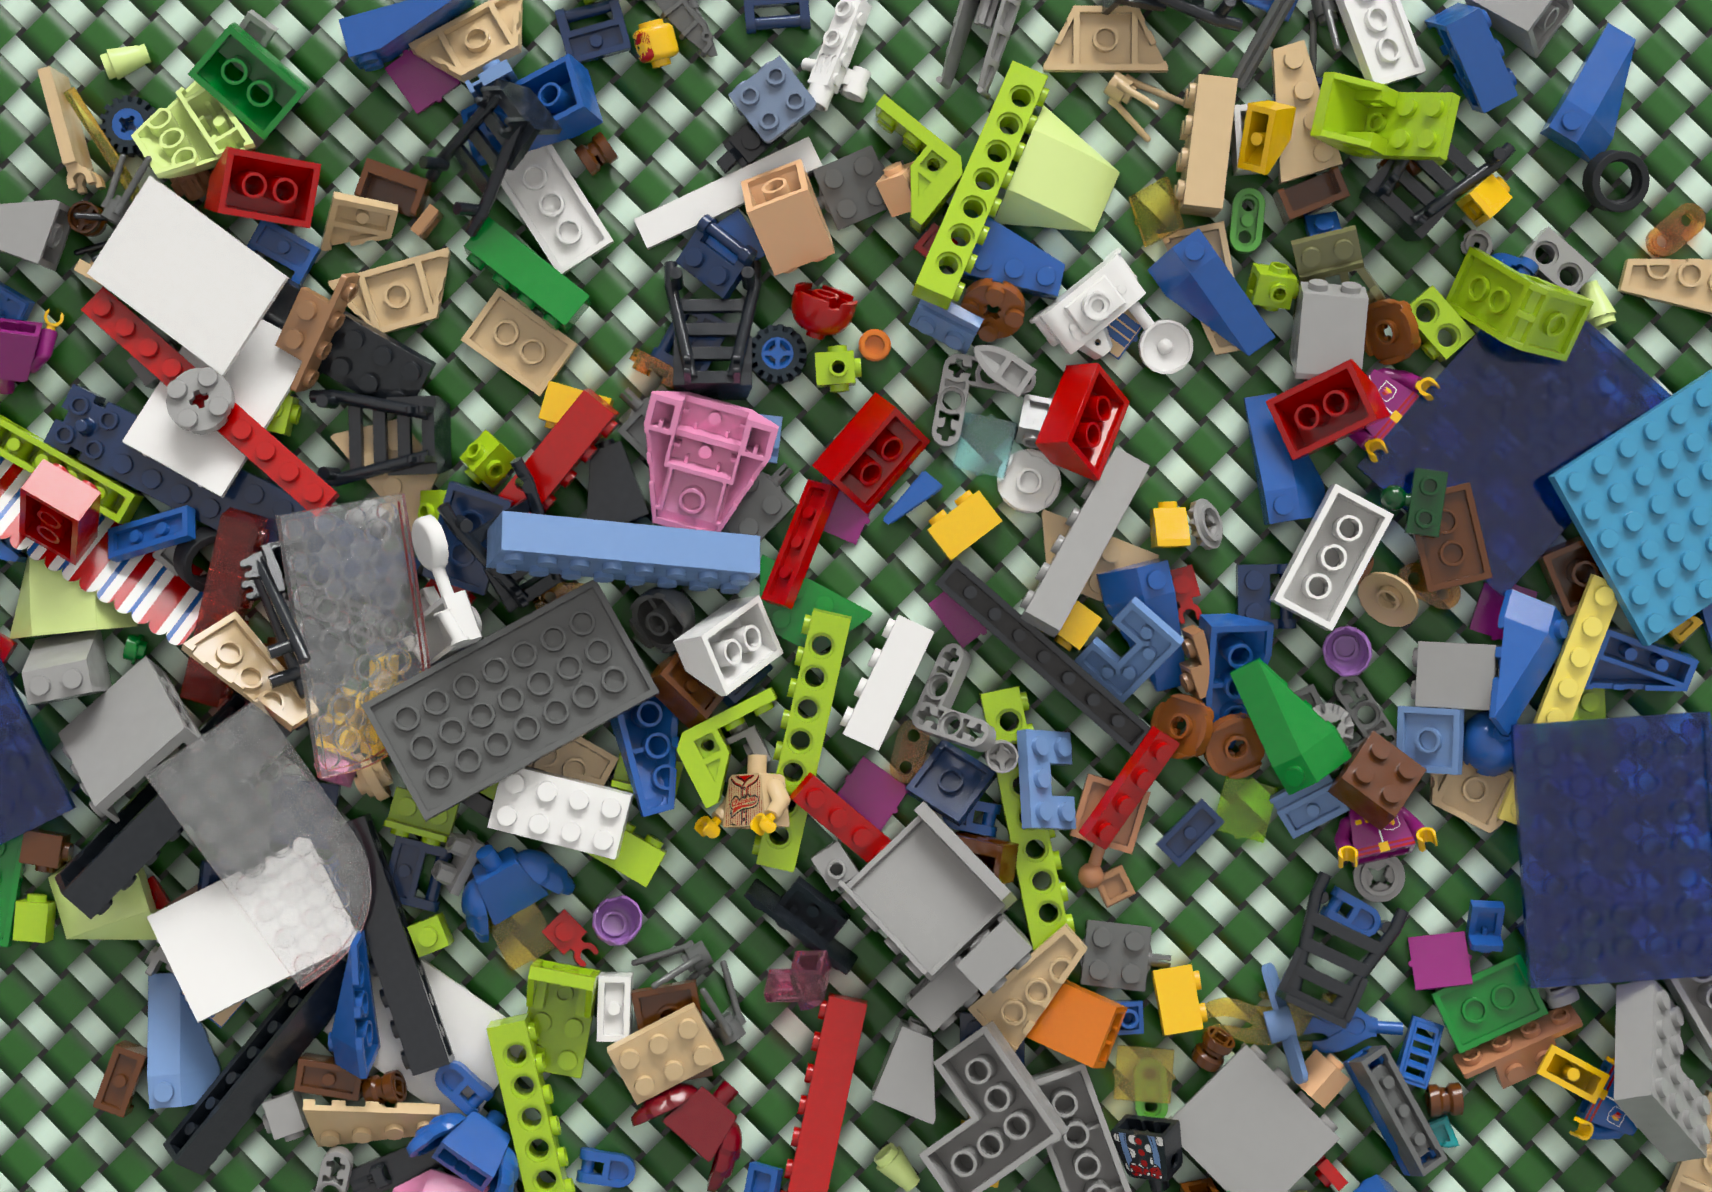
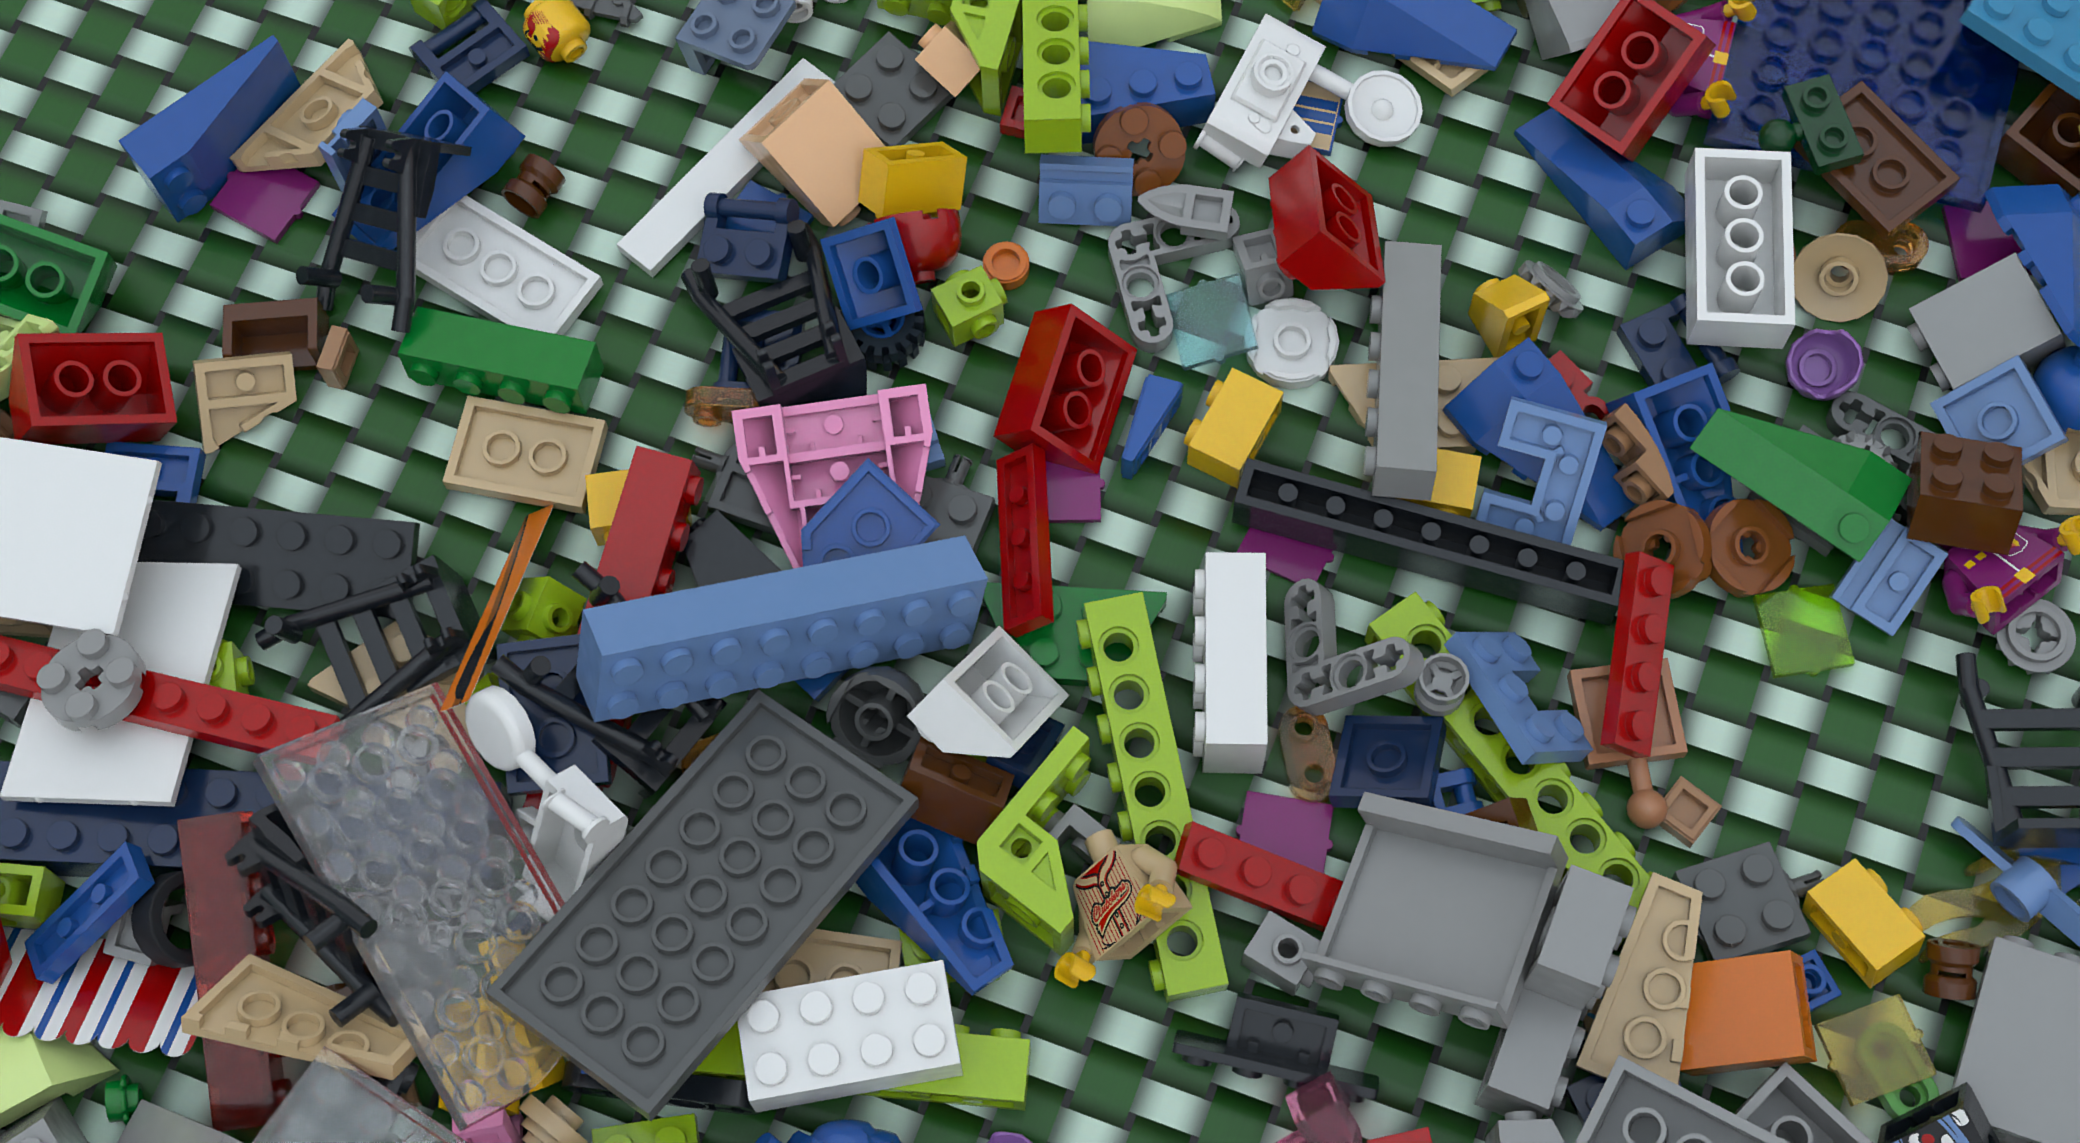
camera: 25 degrees left, 20 degrees down
(312, 326) = (225, 530): medium nougat bracket -> none
(401, 292) = (332, 461): tan wing -> none
(461, 450) = (496, 609): none -> orange sticker
(701, 501) = (865, 518): none -> blue tile
(745, 148) = (734, 95): black hinge -> none
(780, 331) = (871, 274): none -> blue slope
(837, 268) = (912, 178): none -> yellow brick
(1189, 832) = (1750, 690): dark blue plate -> none
(1361, 916) = (2037, 691): blue plate -> none

